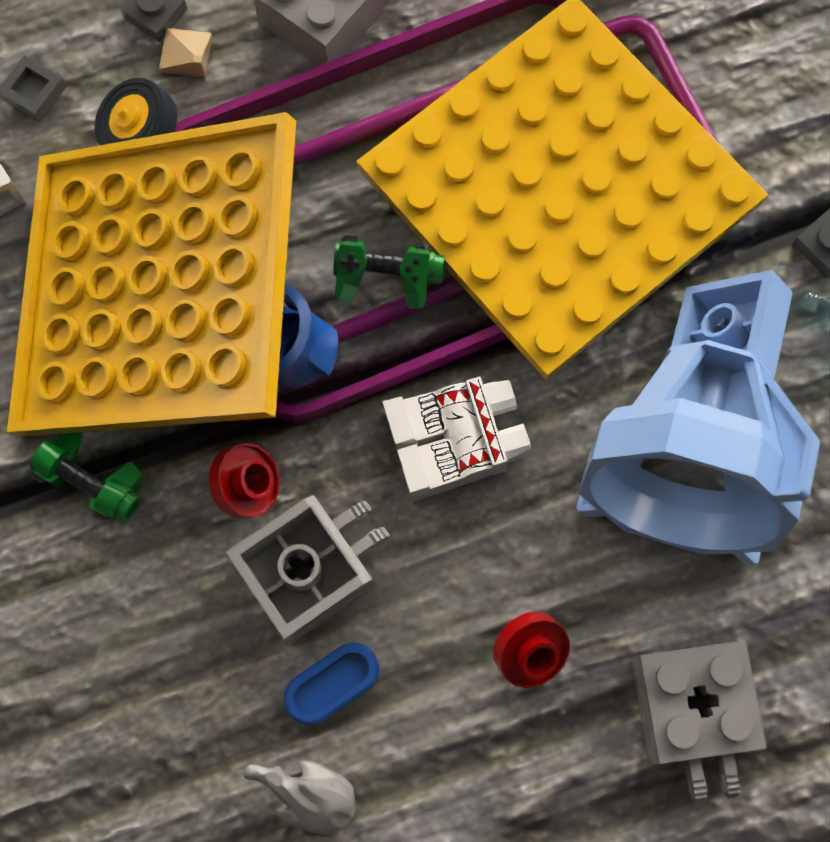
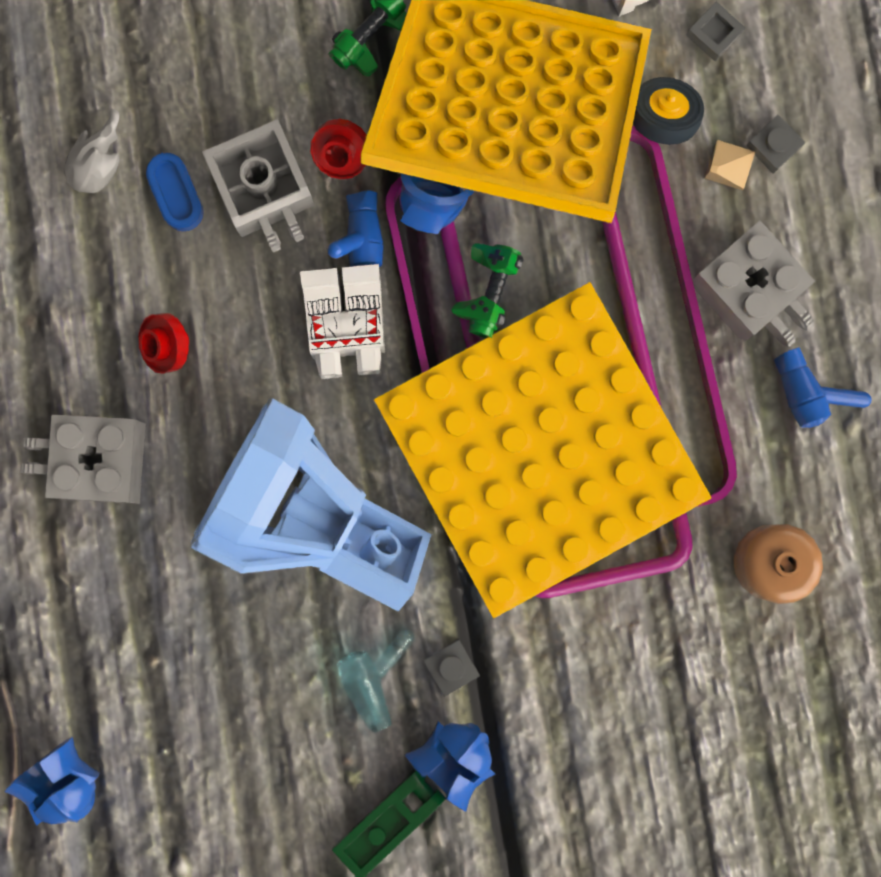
camera: 100 degrees right, 10 degrees up
(343, 436) = (363, 235): none -> blue piece

